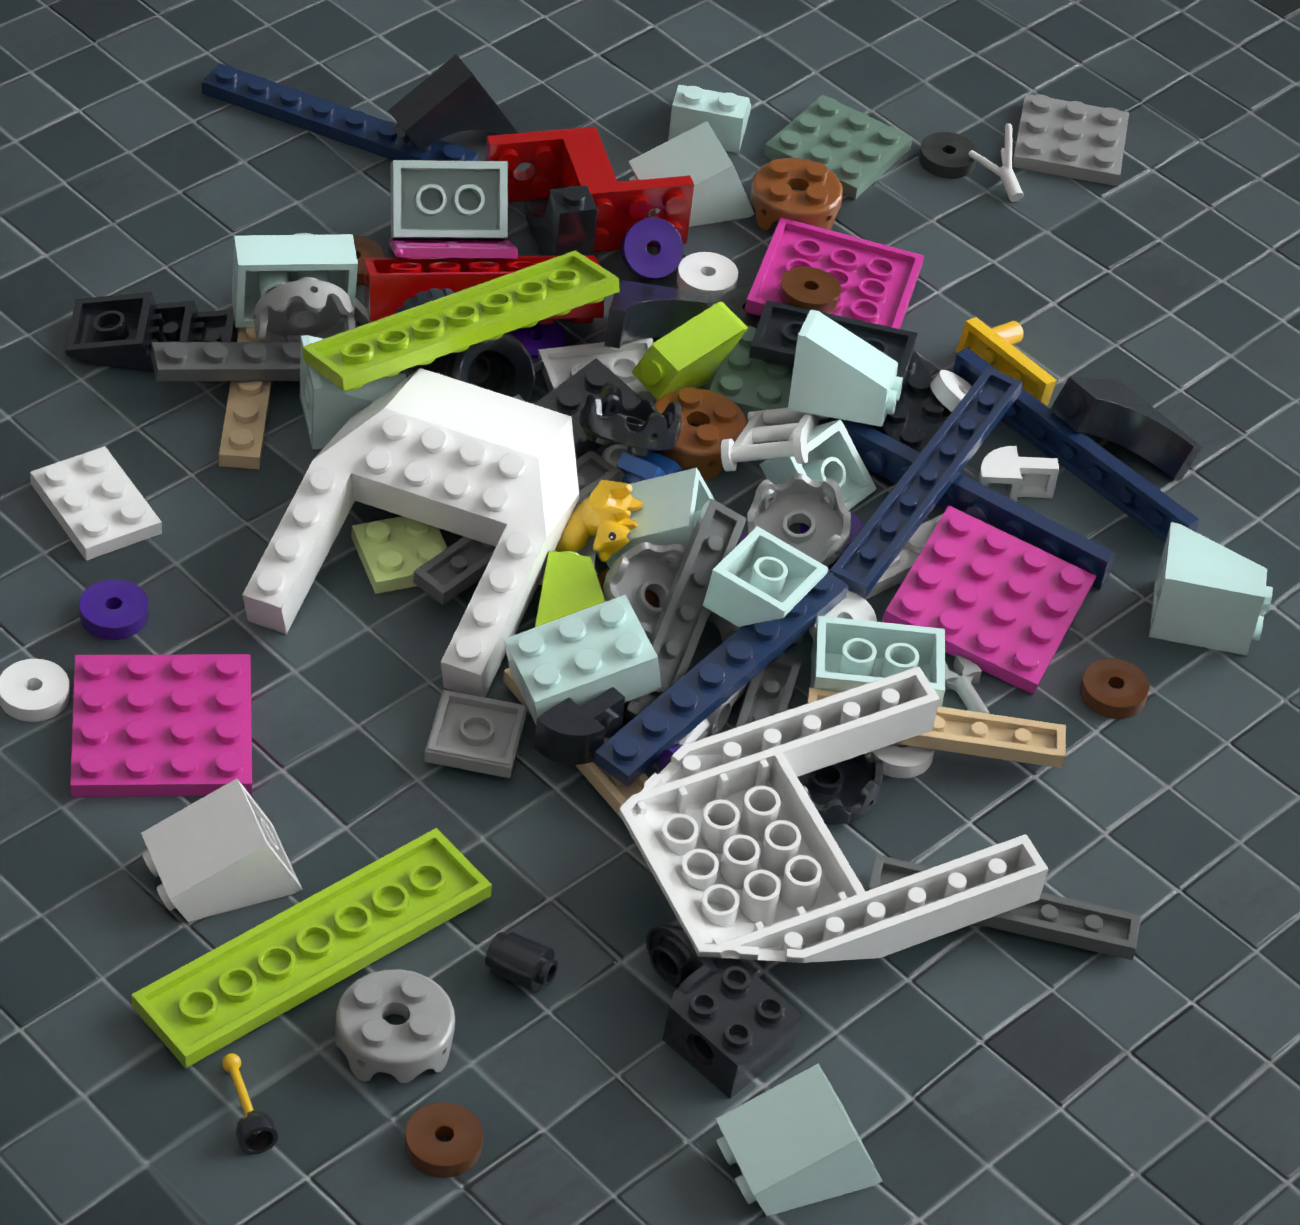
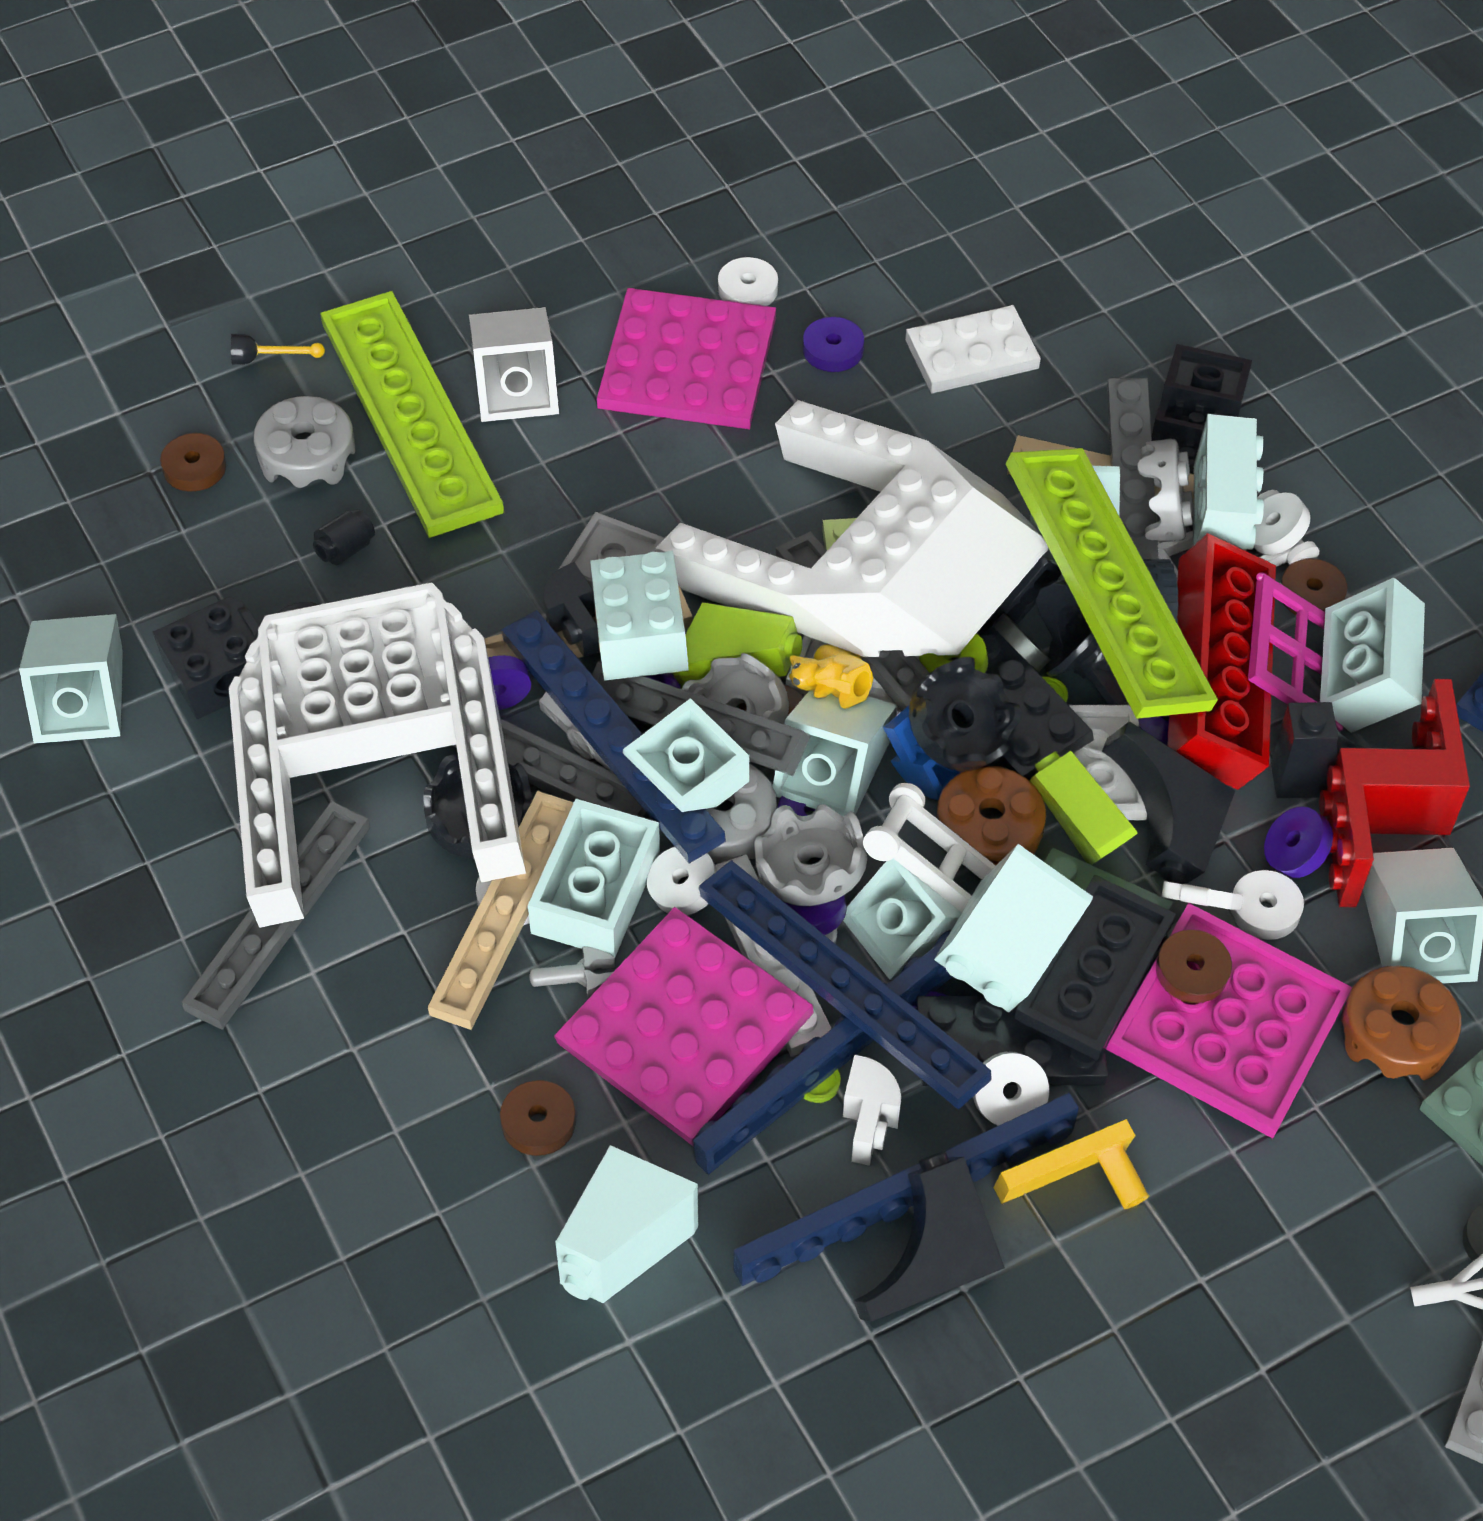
camera: 110 degrees right, 10 degrees up
(740, 279) = (1202, 896): none -> white piece

